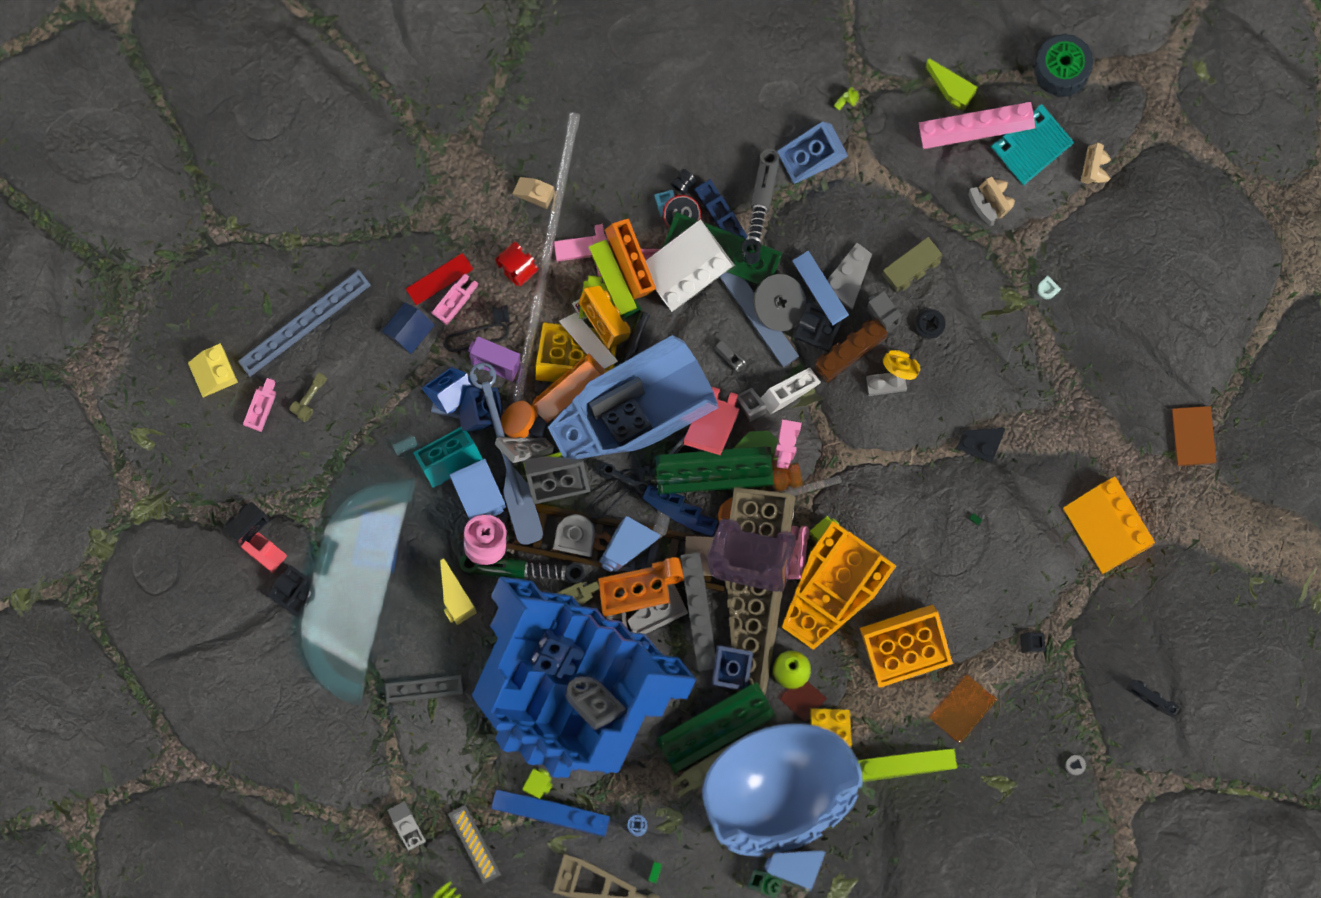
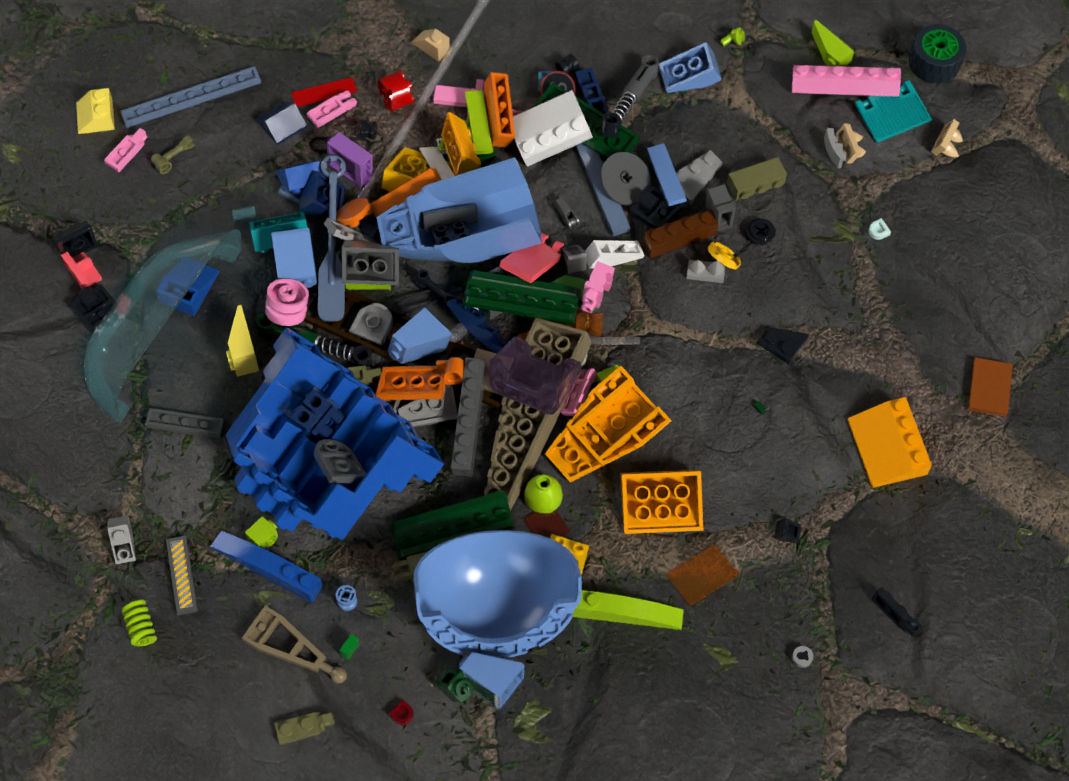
camera: 10 degrees right, 15 degrees down
(732, 668) = (483, 472): dark blue slope -> none

